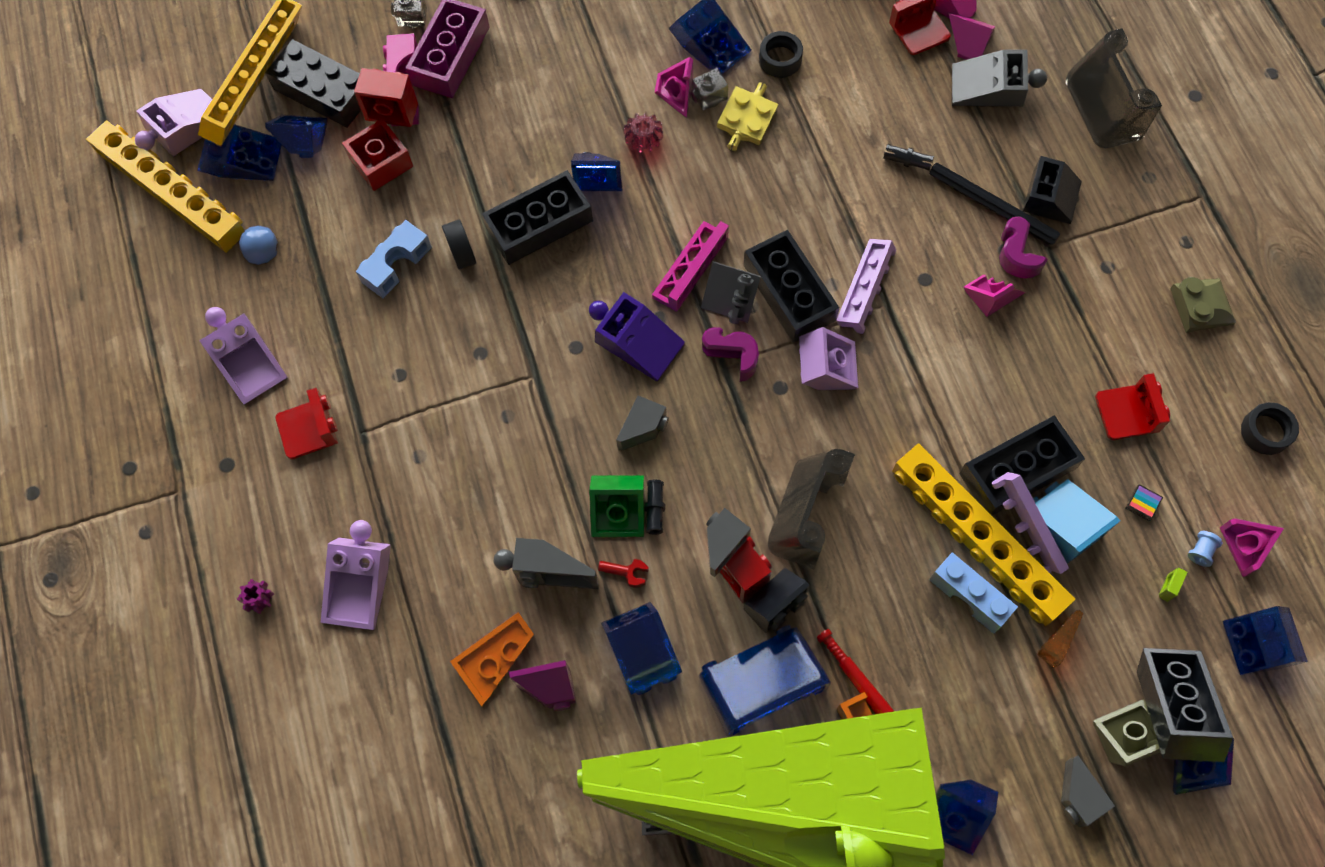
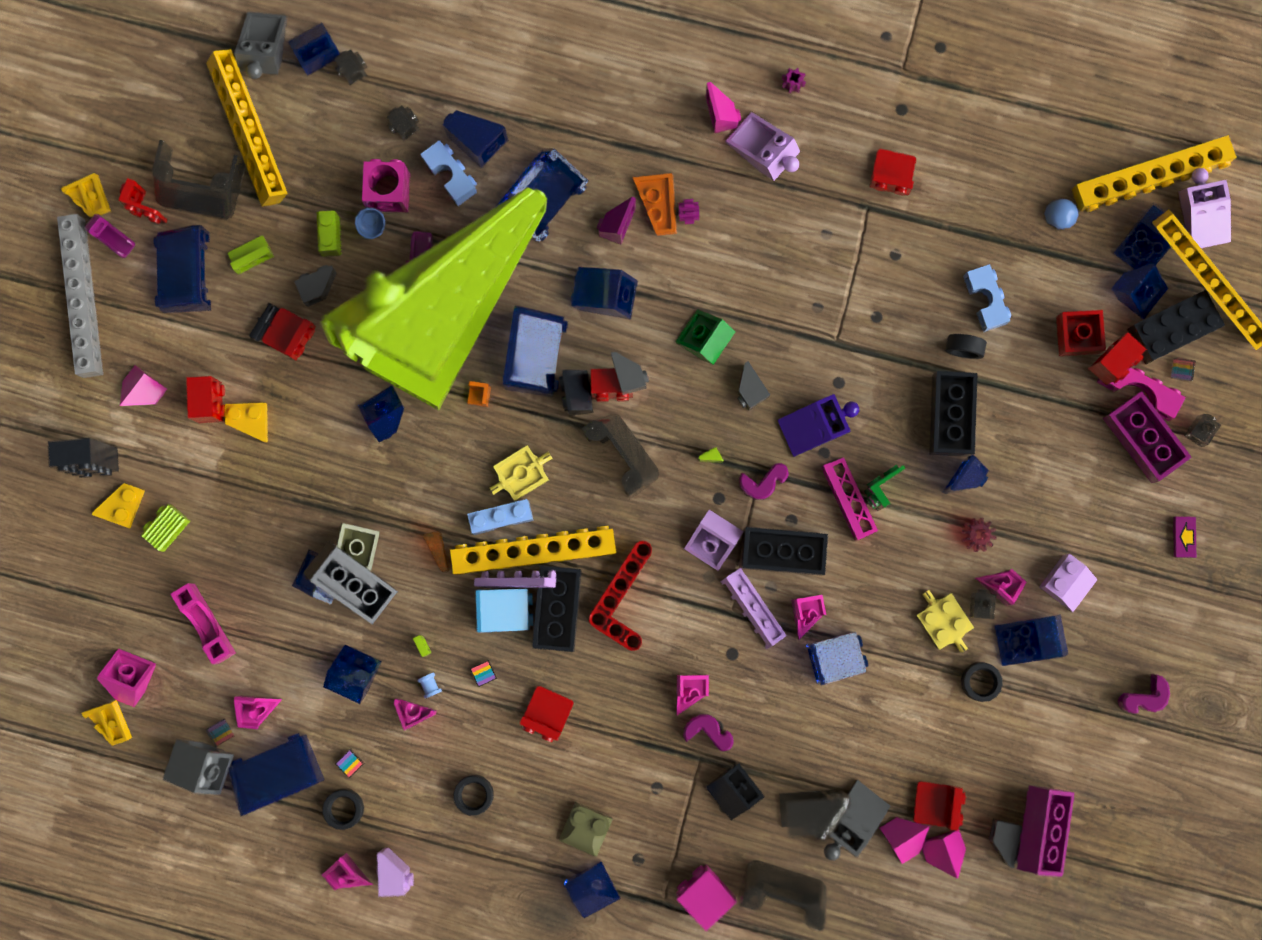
camera: 125 degrees right, 15 degrees up
(243, 358) = (970, 156): lavender slope -> none
(337, 655) = (721, 109): none -> dark pink slope
(358, 59) = (1183, 369): none -> clear smoke tile
(484, 613) = (688, 211): none -> magenta gear
(541, 563) = (694, 264): dark grey slope -> none
(554, 813) = (555, 178): none -> clear blue windscreen
(626, 571) = (660, 315): red bar -> none
(632, 41) = (1068, 582): none -> lavender slope
(655, 507) = (689, 360): black pin -> none
(657, 239) = (876, 497): none -> green bracket
(730, 292) = (806, 507): dark grey hinge -> none
(744, 418) = (711, 456): none -> lime slope
(831, 238) = (807, 613): none -> dark pink slope
(855, 675) = (497, 411): red piece -> none
(858, 179) = (837, 658): none -> clear blue slope
(908, 157) = (832, 711): black pin -> none
(908, 605) = (521, 473): none -> light yellow plate
(956, 415) = (619, 595): none -> red beam
(992, 202) = (756, 744): black axle -> none
(1002, 102) = (812, 812): none -> clear smoke windscreen
(1082, 794) = (343, 491): dark grey slope -> none
(1172, 153) = (705, 896): none -> dark pink brick
(1252, 264) = (591, 889): none -> clear blue slope

